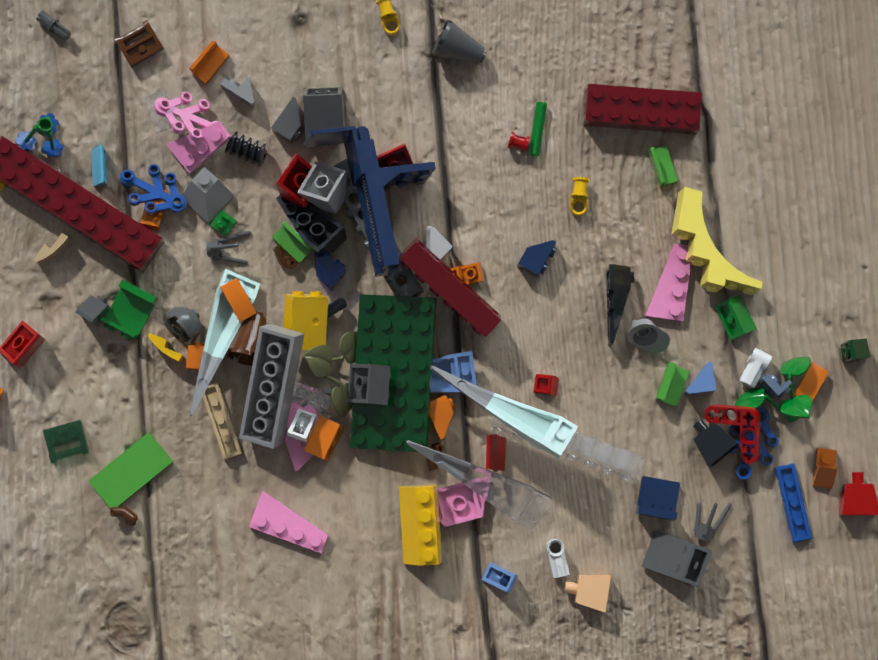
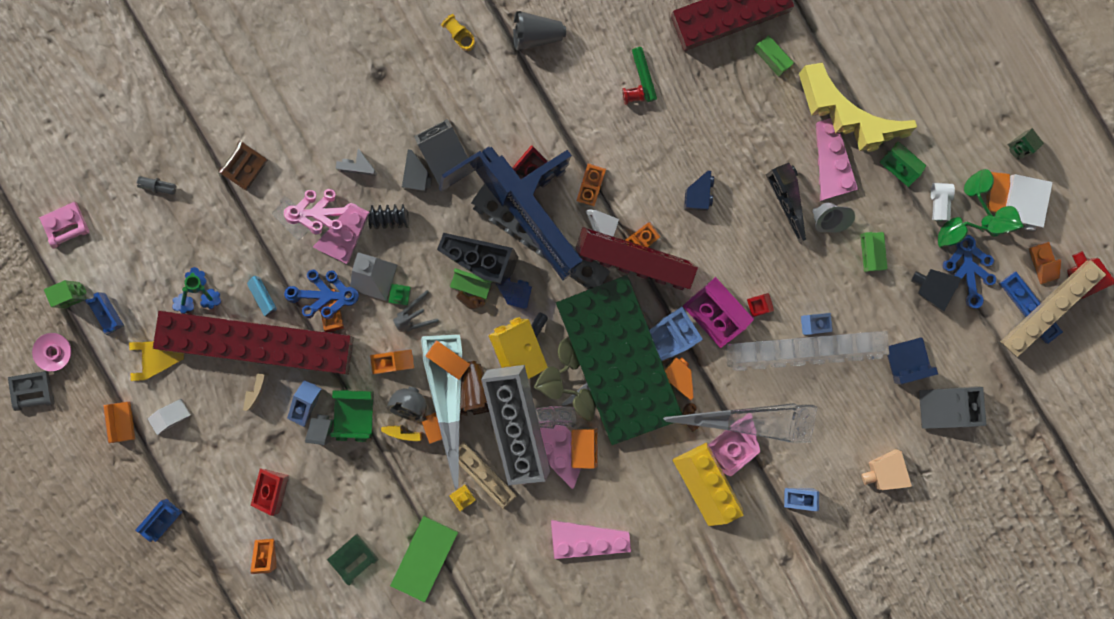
camera: 25 degrees left, 5 degrees up
(90, 279) = (303, 403): none -> medium blue slope
(126, 513) = (438, 598): reddish brown arm -> none
(188, 279) = (392, 361): none -> orange slope
(192, 432) = (462, 497): none -> yellow tile
(209, 62) = (315, 153): orange panel -> none
(292, 180) = (451, 225): red slope -> none
(301, 425) = (560, 447): white slope -> none
(325, 187) = (477, 219): light grey slope -> none
(369, 384) = (603, 382): dark grey slope -> none
(443, 205) = (591, 184): none -> orange slope
(495, 453) = (745, 388): red piece -> none
(504, 370) = (718, 312): none -> dark pink slope
(537, 426) = (778, 350): light aqua plate -> none
(557, 560) = (844, 457): white piece -> none
(579, 195) = (711, 117): yellow connector -> none
(589, 424) = (816, 323): none -> medium blue slope
(703, 382) = (901, 235): medium blue slope -> none
(705, 531) = (964, 370): dark grey plant -> none
(741, 420) = (954, 255): red beam -> none
(772, 387) = (970, 211): sand blue bracket -> none
(808, 509) = (1053, 308): none -> tan brick
(833, 403) = (1031, 200): none -> white panel

